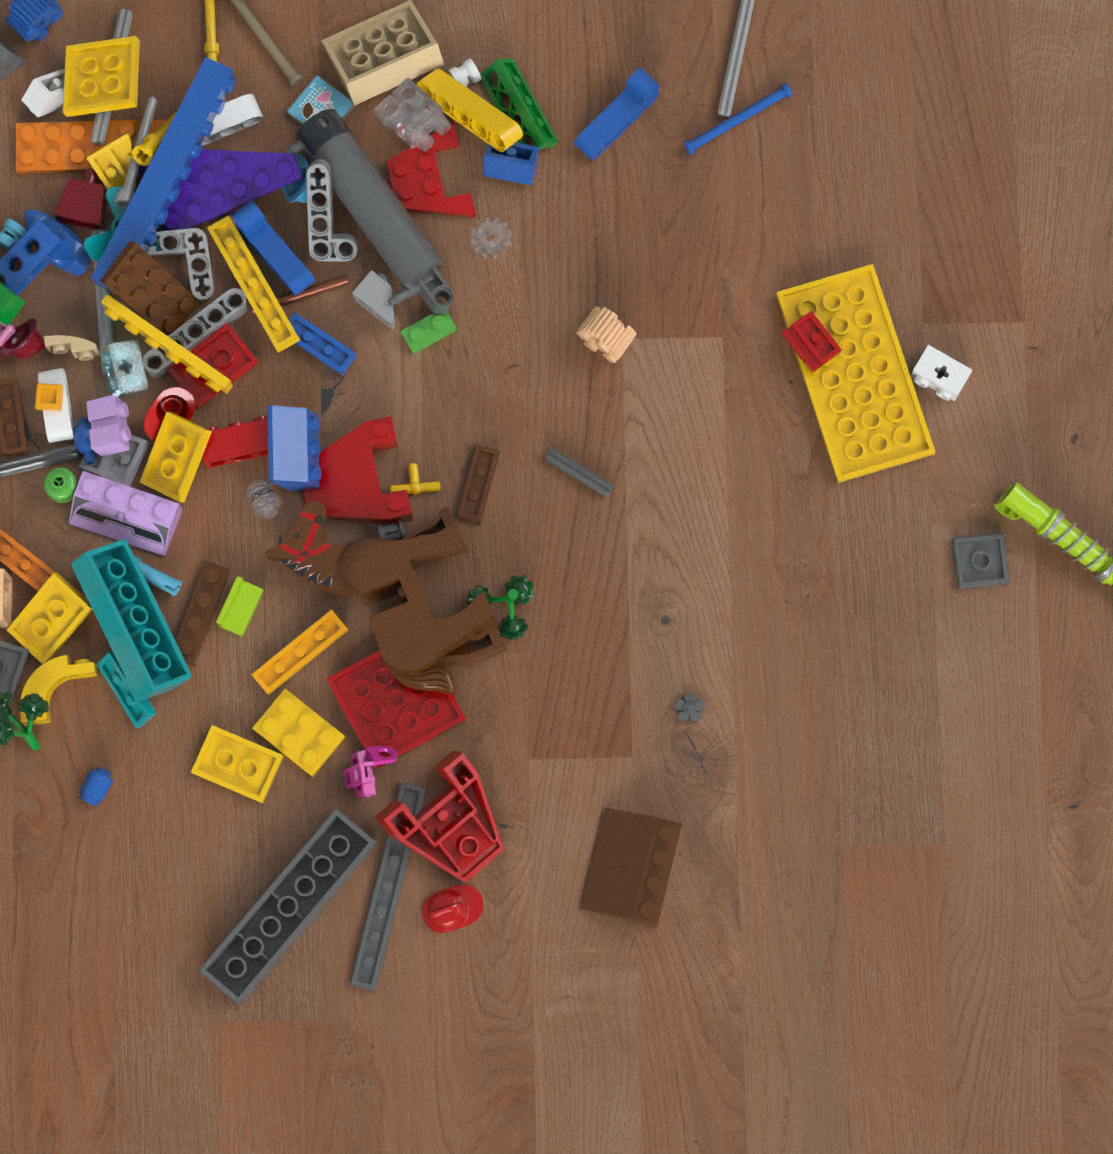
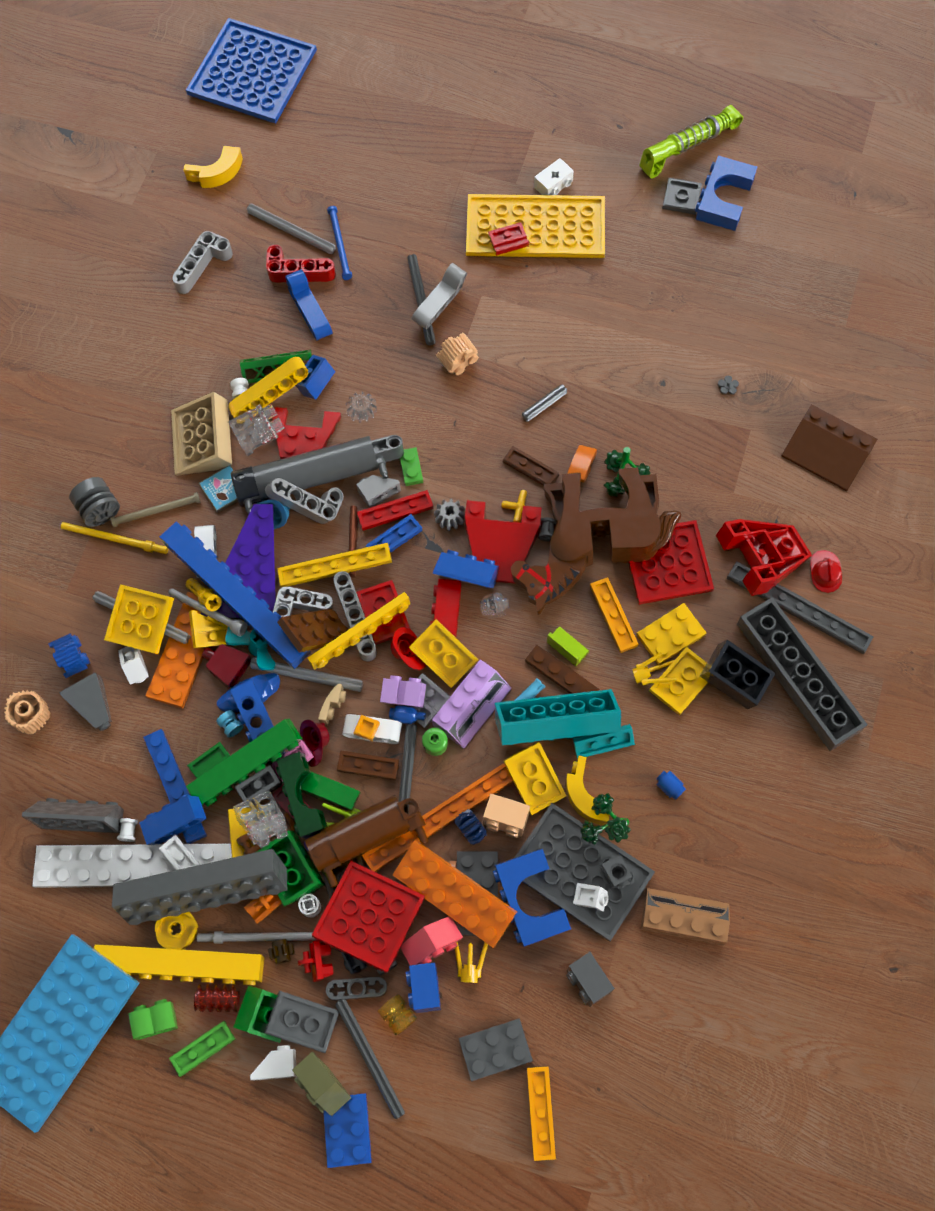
camera: 70 degrees left, 10 degrees down
(128, 356) = (364, 669): clear light blue brick -> none
(230, 710) = (643, 673): none -> yellow plant
(258, 826) = (737, 674): none -> black brick
(271, 248) = (315, 545): blue beam -> none
(357, 332) = (395, 510): none -> red plate
(361, 774) = (710, 588): dark pink piece -> none
(366, 395) = (447, 508): none -> light grey gear
(501, 546) = (582, 461): none -> orange slope
(676, 83) = (277, 267): none -> red beam
(683, 280) = (440, 296): none -> light grey beam
(684, 258) = (420, 294): none -> dark grey axle
(1035, 605) = (724, 172): none -> arch

